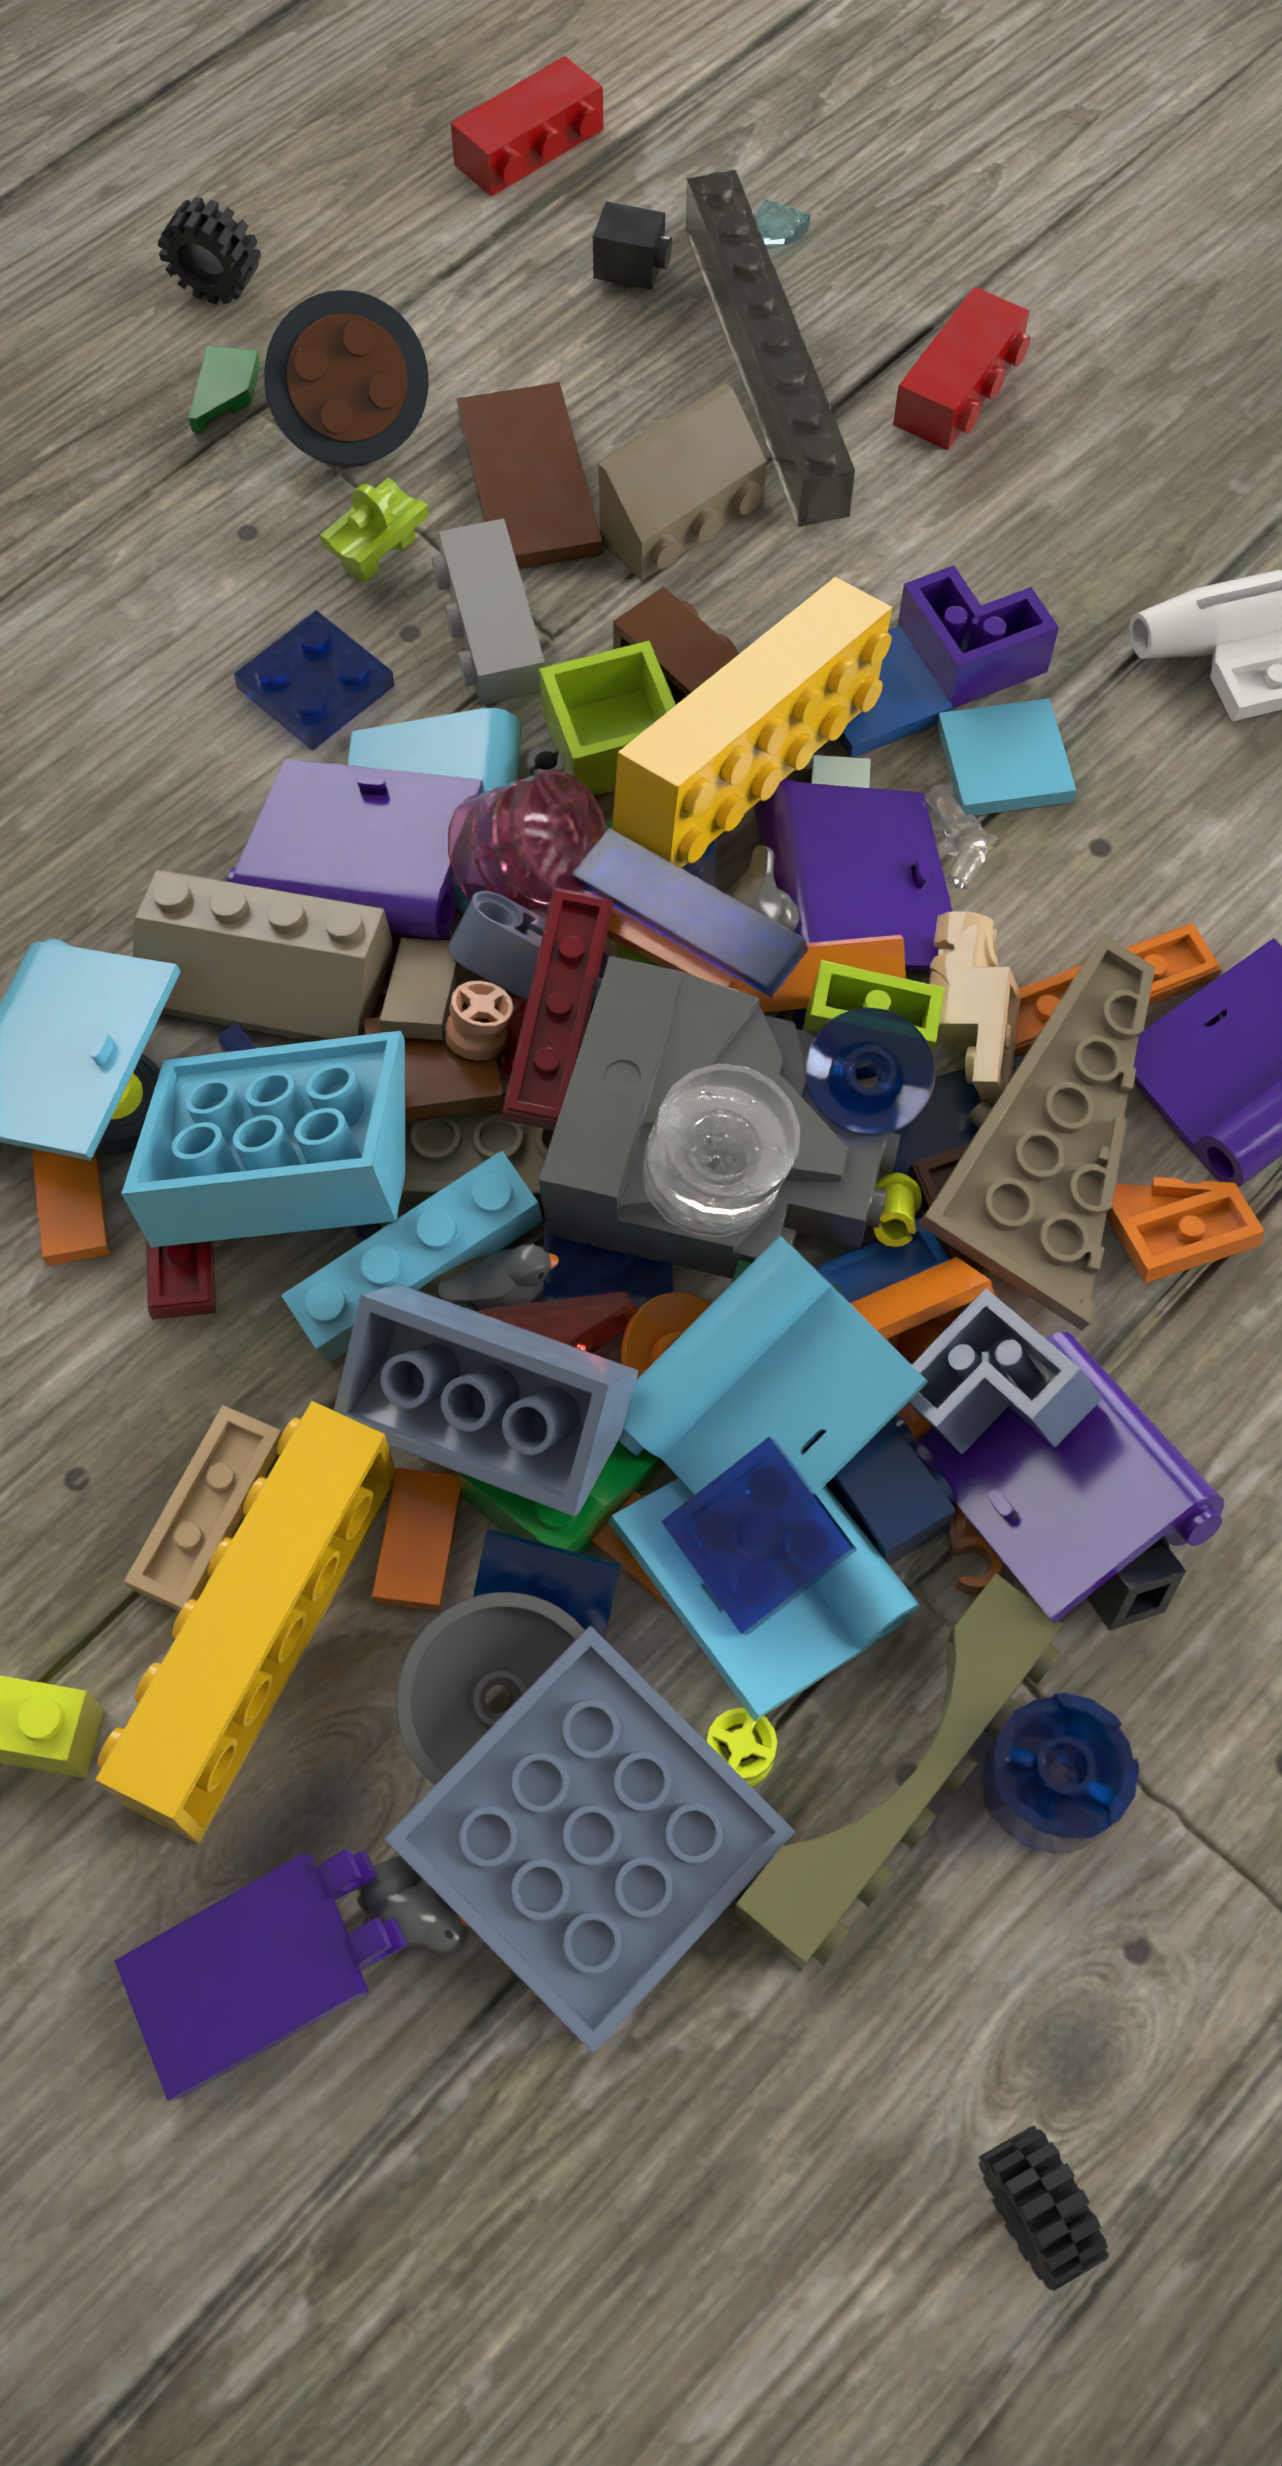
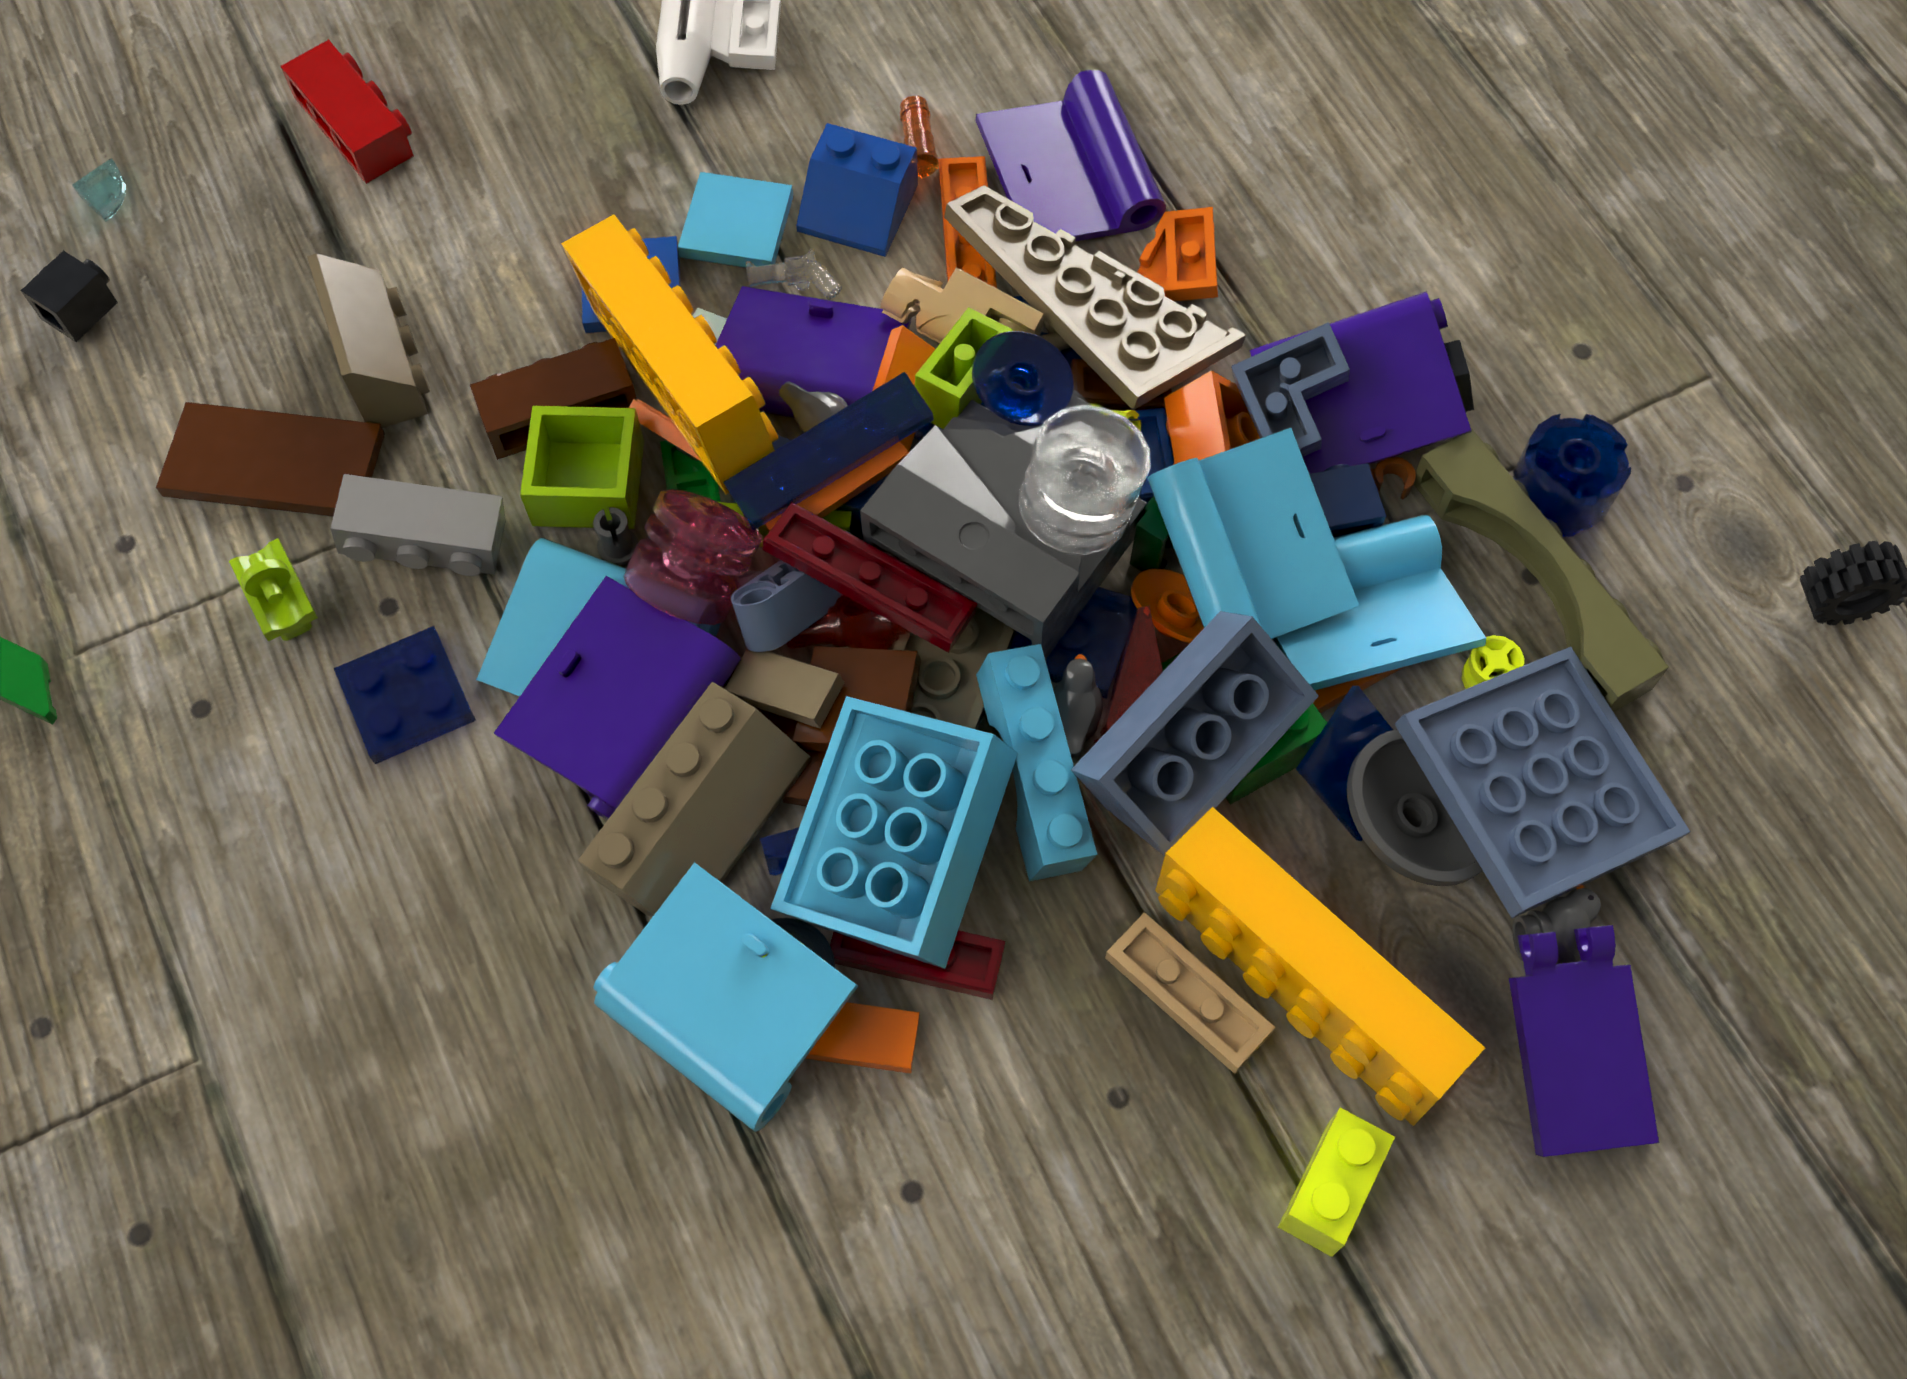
camera: 70 degrees left, 0 degrees up
(346, 378) = (106, 555): wheel -> none
(418, 1540) = (1281, 841): orange tile -> none
(478, 1020) = (846, 644): nougat wheel -> none
(758, 1536) = (1358, 587): clear blue plate -> none
(769, 350) = (237, 231): clear smoke brick -> none
(975, 645) = (633, 192): dark purple brick -> none
(1100, 854) = (857, 189): none -> blue slope
(1210, 893) = (917, 133): none -> clear orange piece

